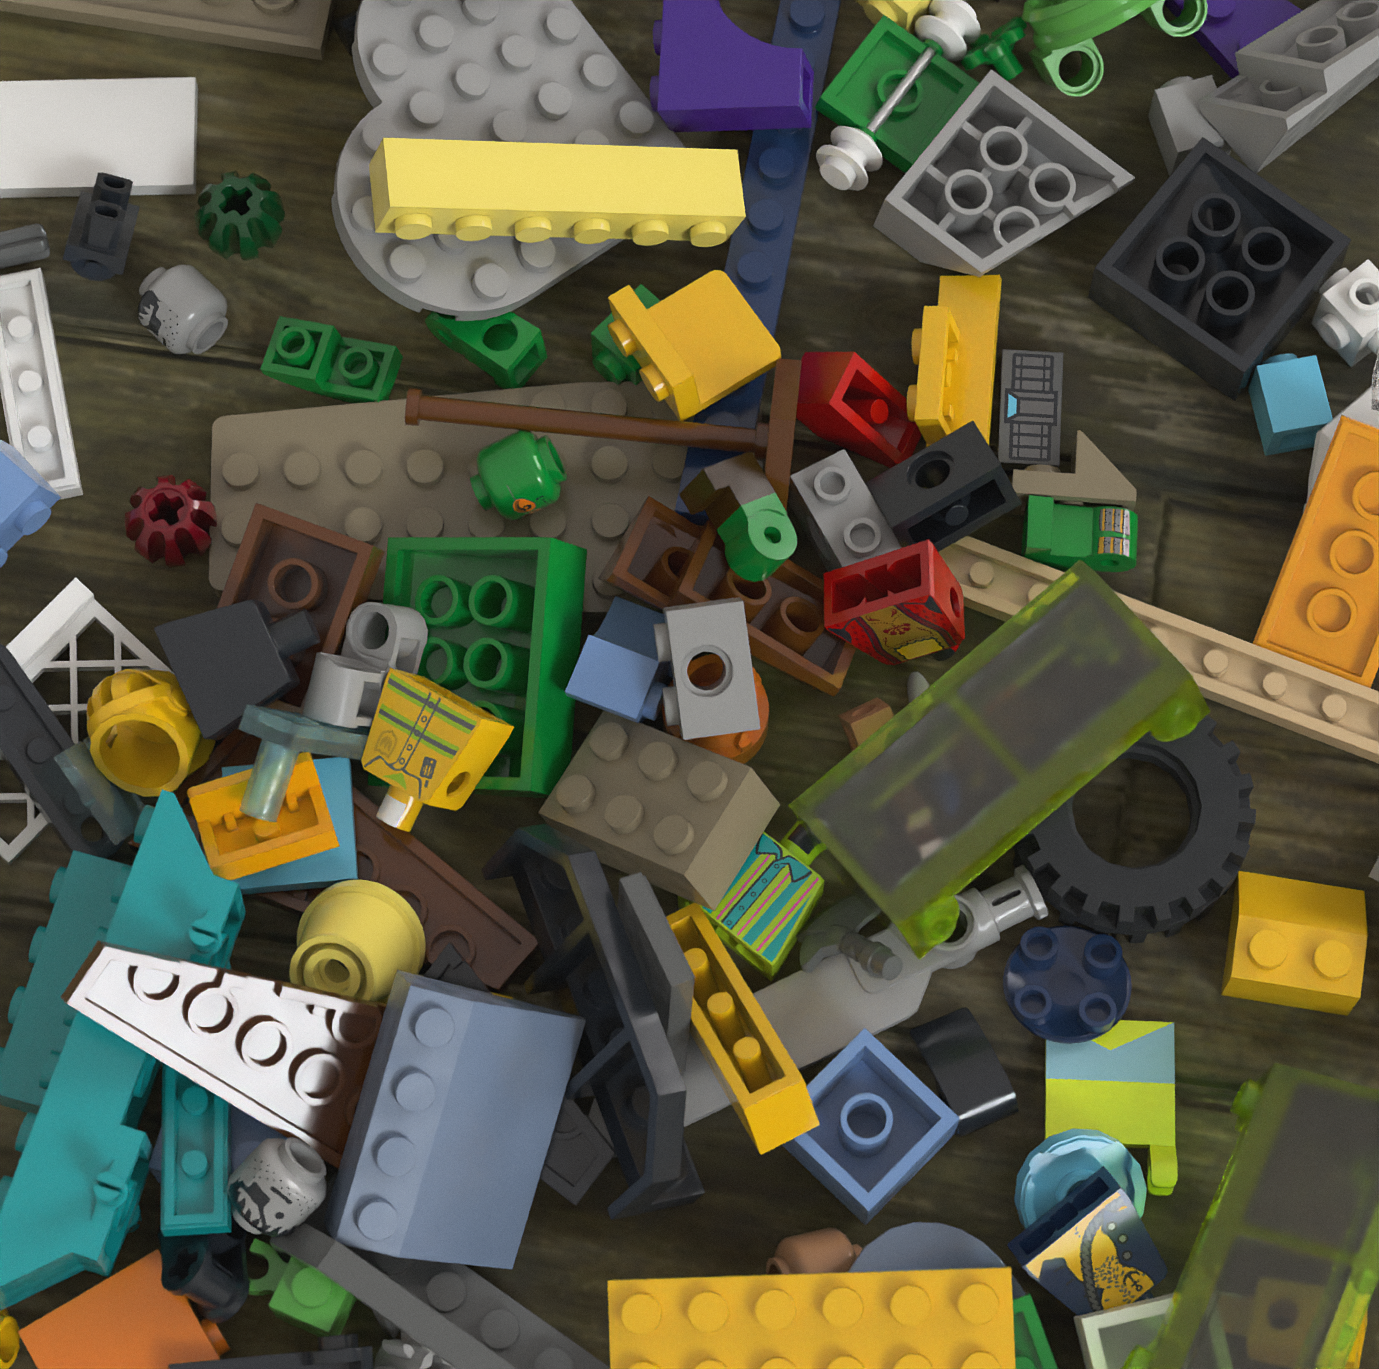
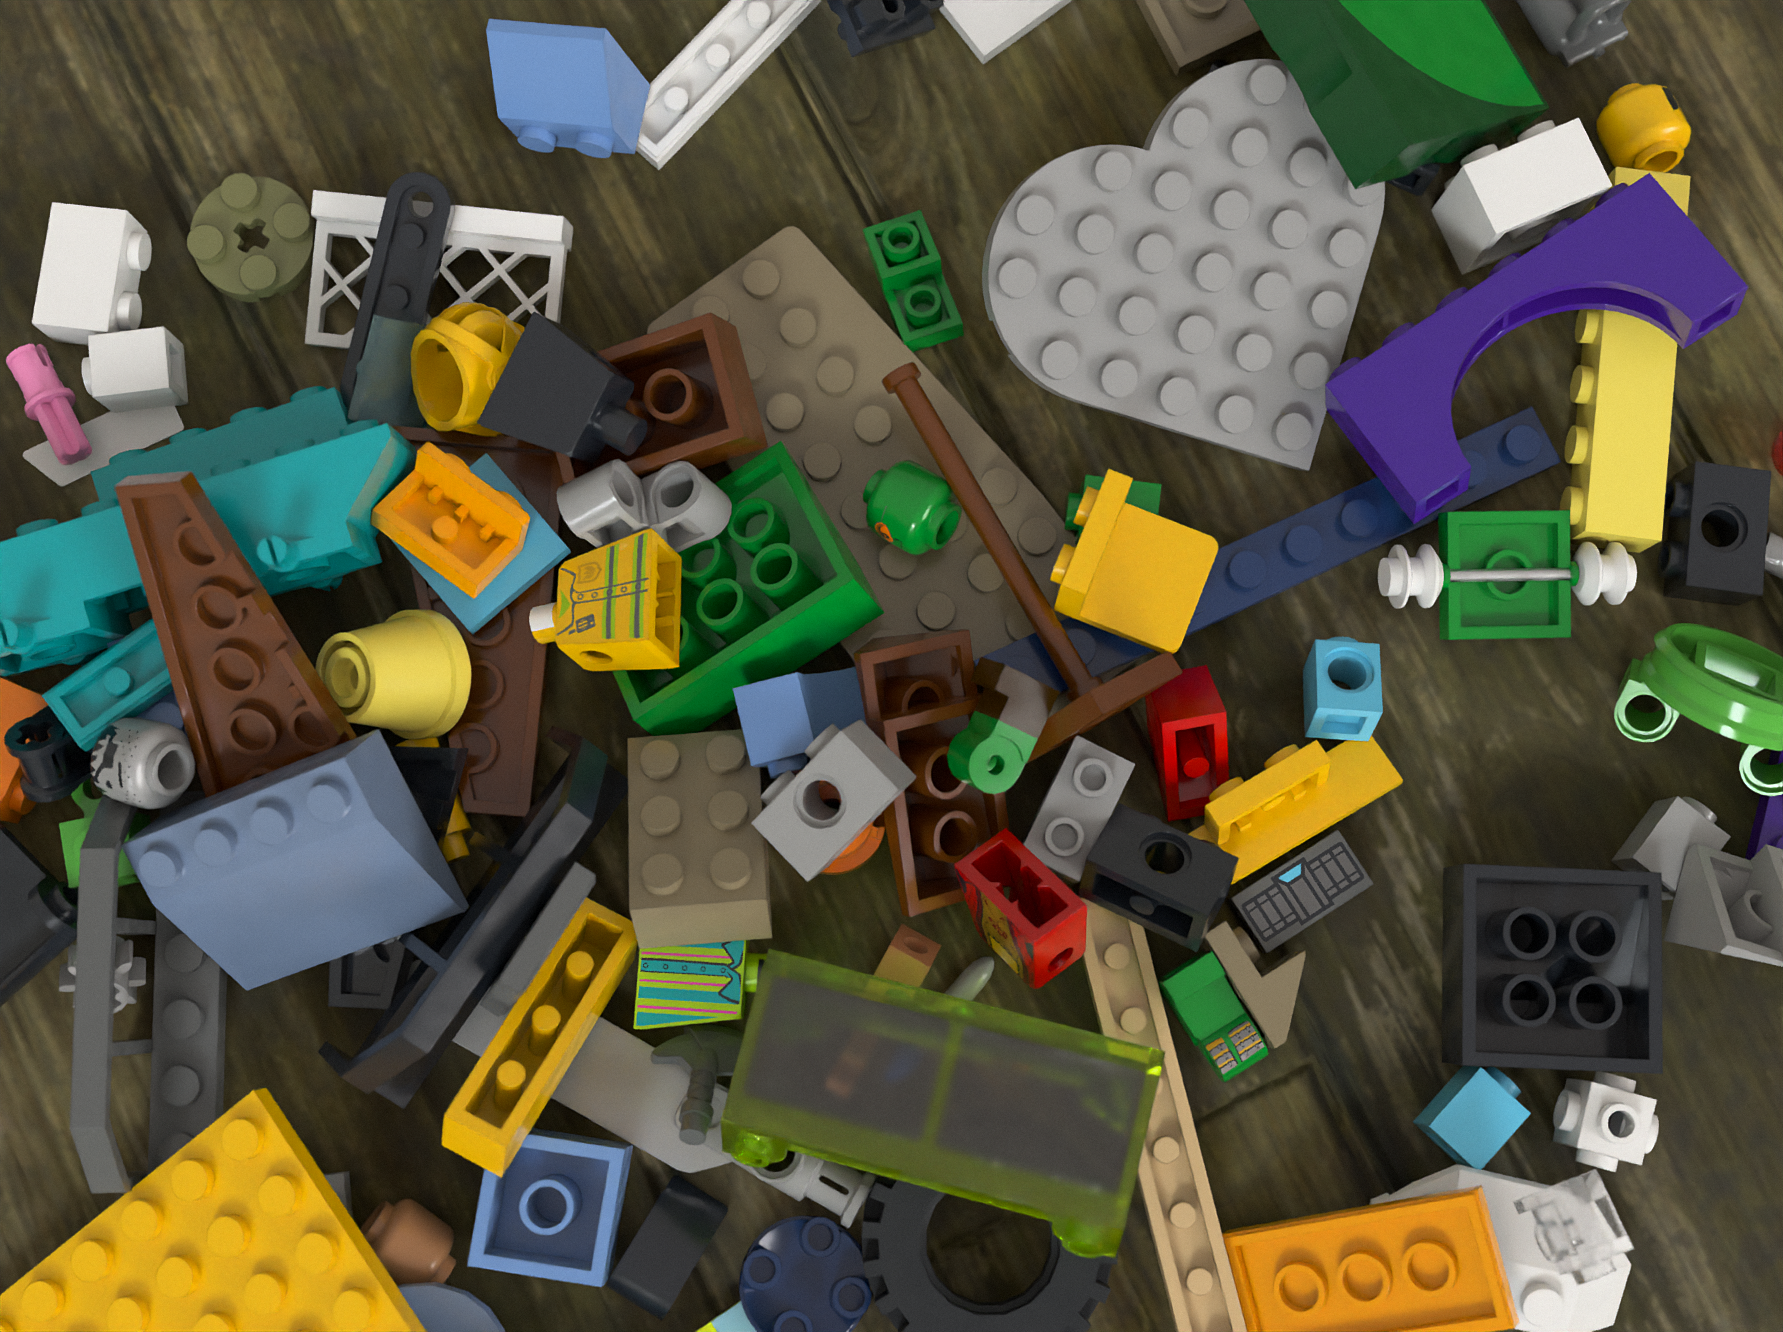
camera: 50 degrees right, 10 degrees up
(167, 500) = (667, 239): dark red piece -> none
(182, 309) = (867, 128): light grey head -> none
(239, 215) = (981, 91): dark green piece -> none
(282, 738) = (517, 487): clear light blue piece -> none
(499, 345) = (1024, 411): green leg -> none
(555, 191) = (1178, 354): light yellow brick -> none
(898, 269) = (1336, 711): none -> medium azure brick
(995, 183) = (1487, 721): light grey wedge -> none
(997, 49) = (1615, 629): green plant -> none

